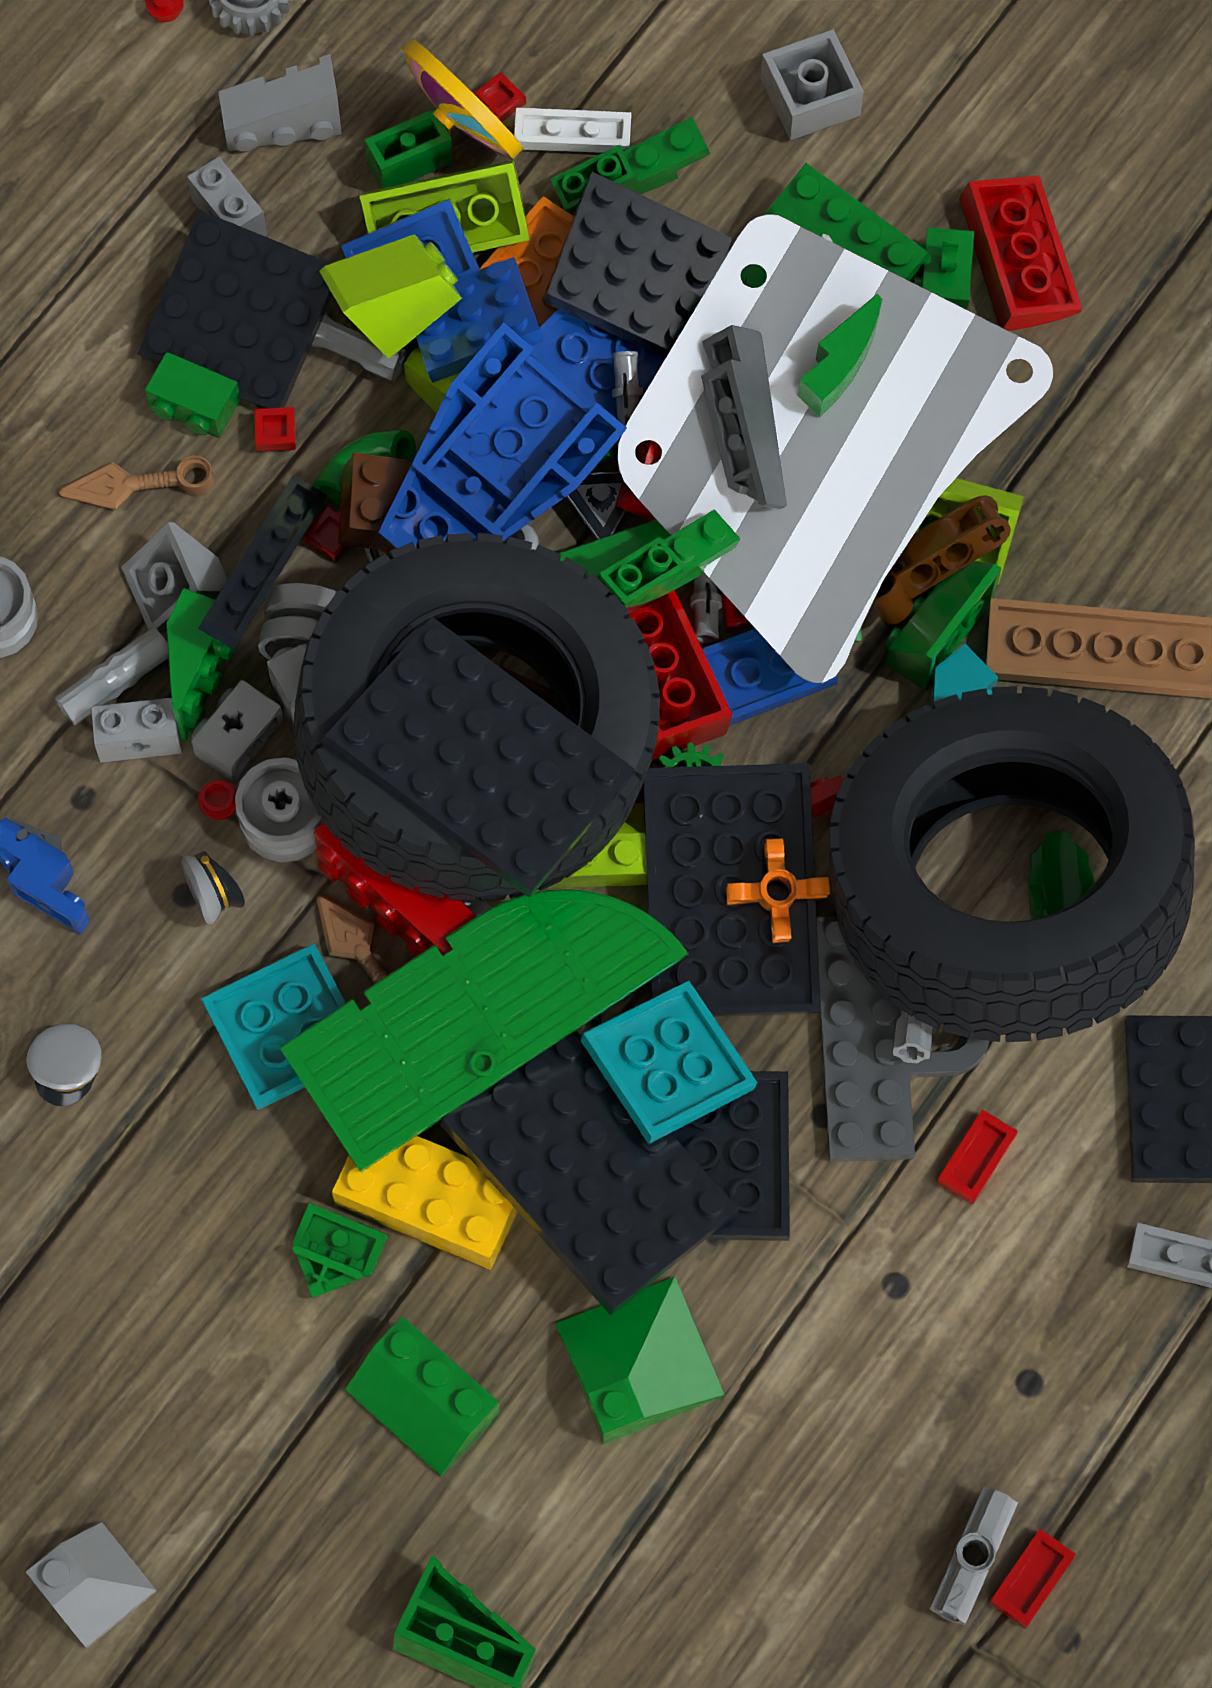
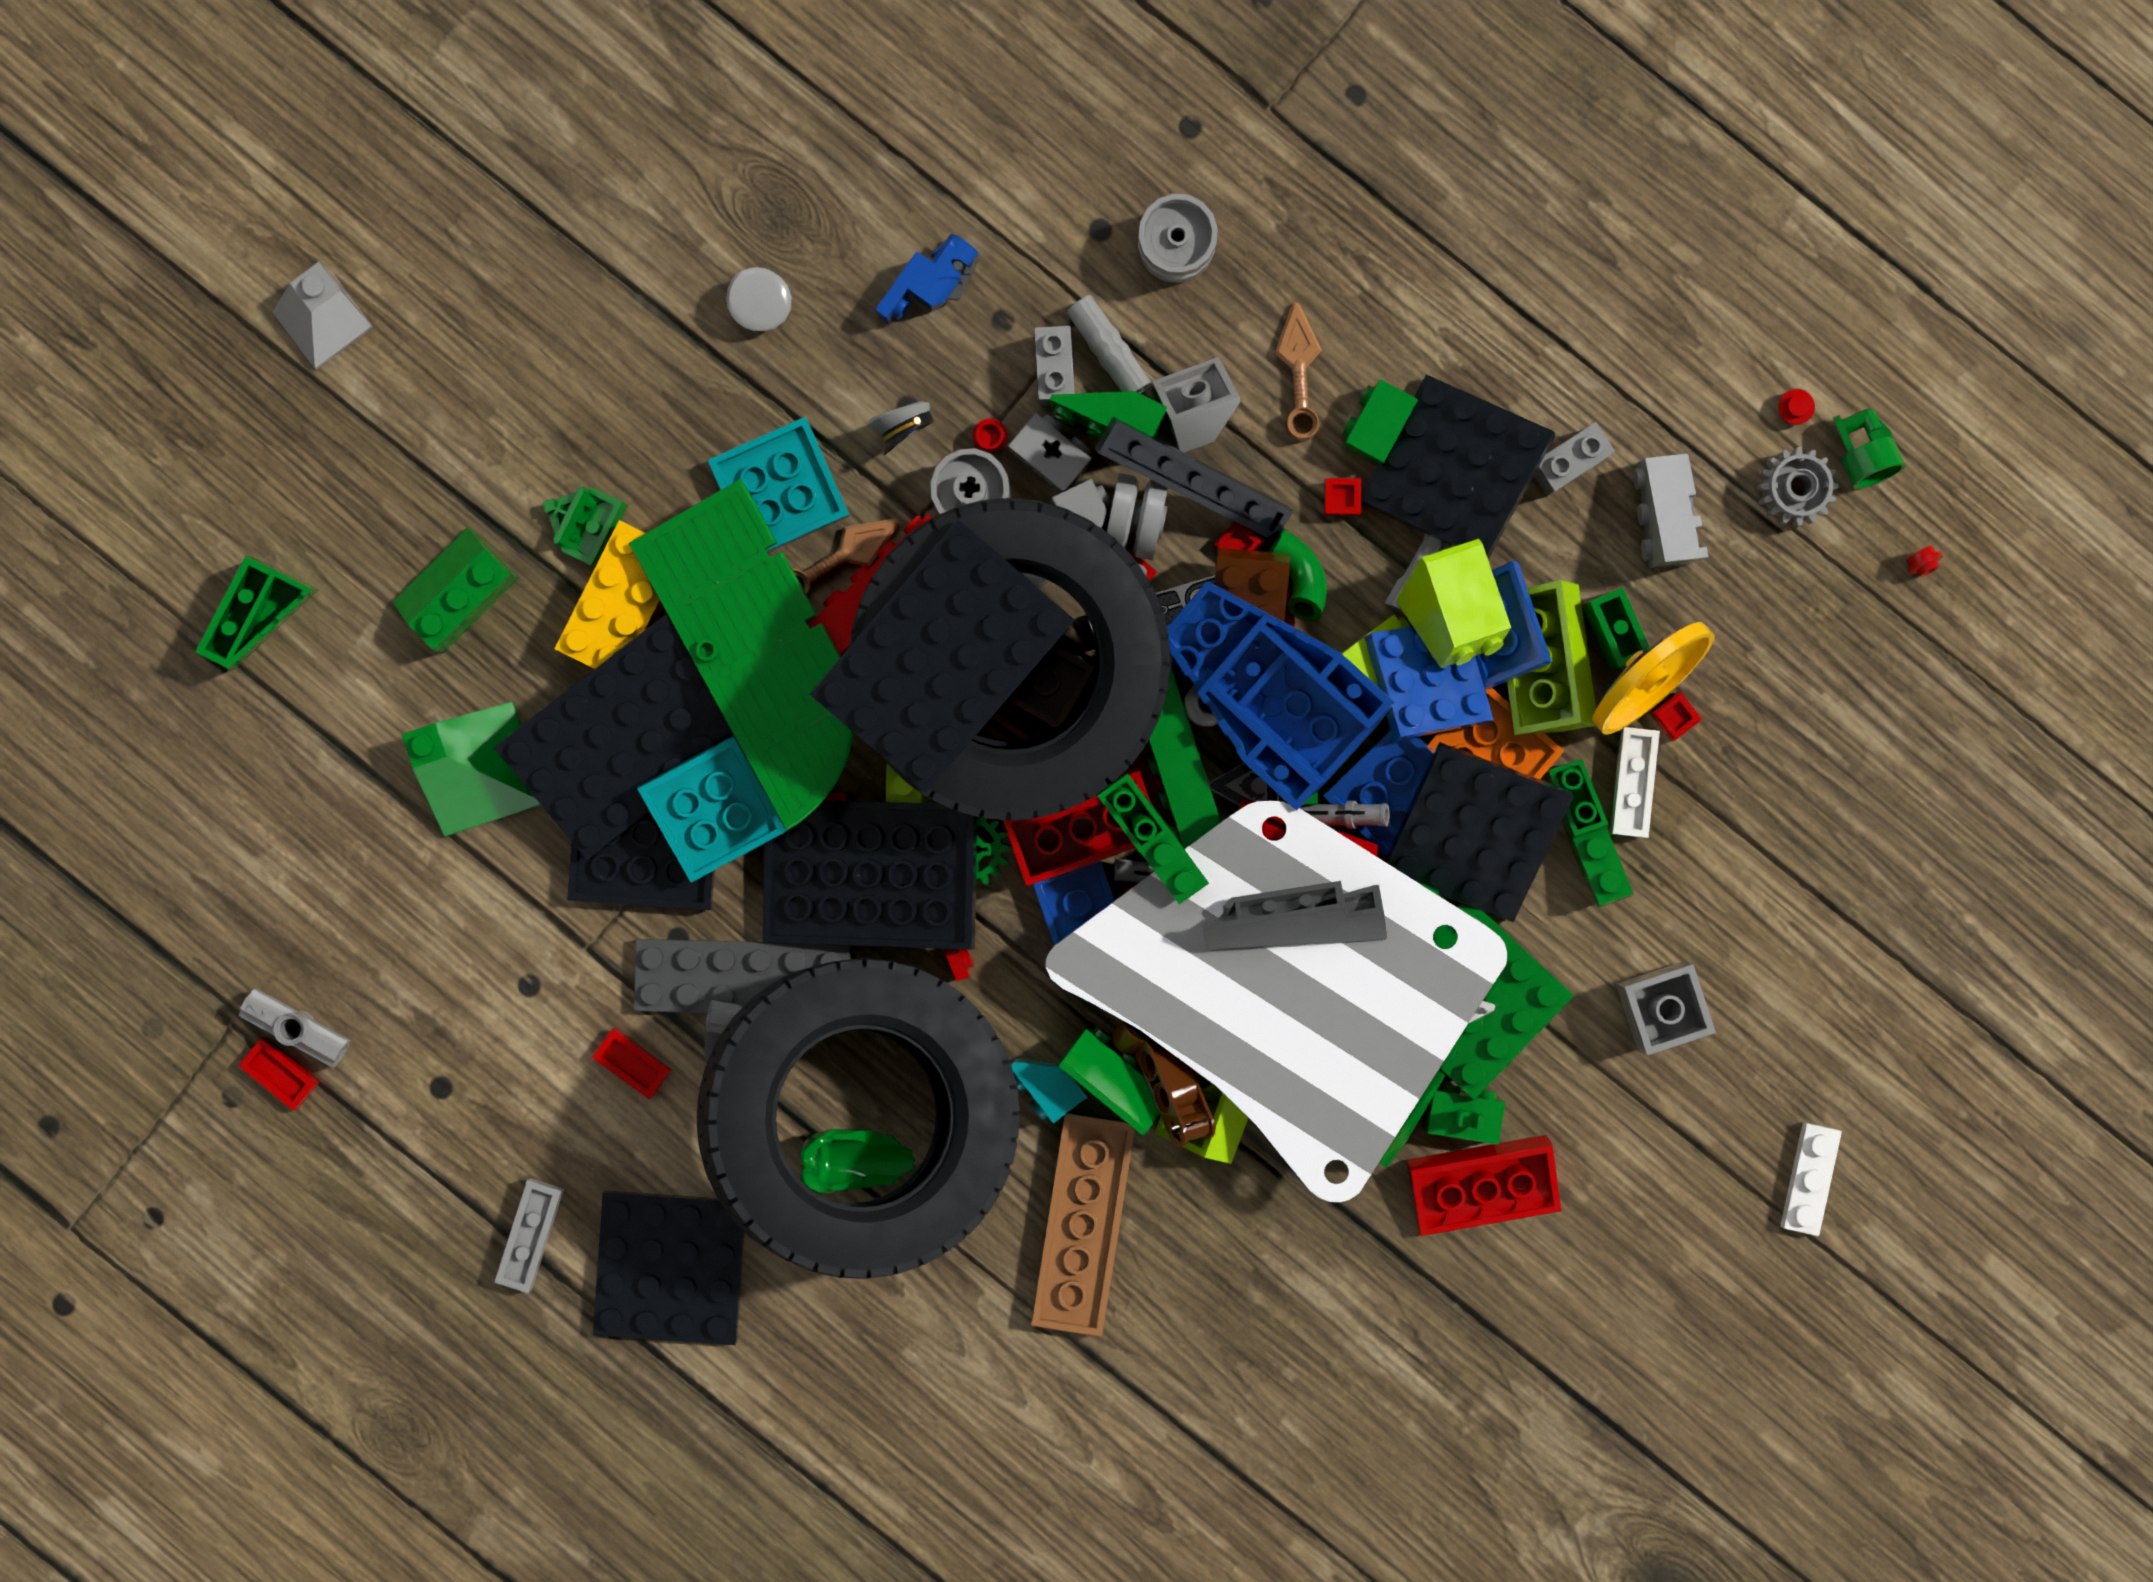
camera: 95 degrees right, 20 degrees up
(779, 910) = (855, 884): orange pin -> none
(840, 358) = (1350, 1011): green slope -> none

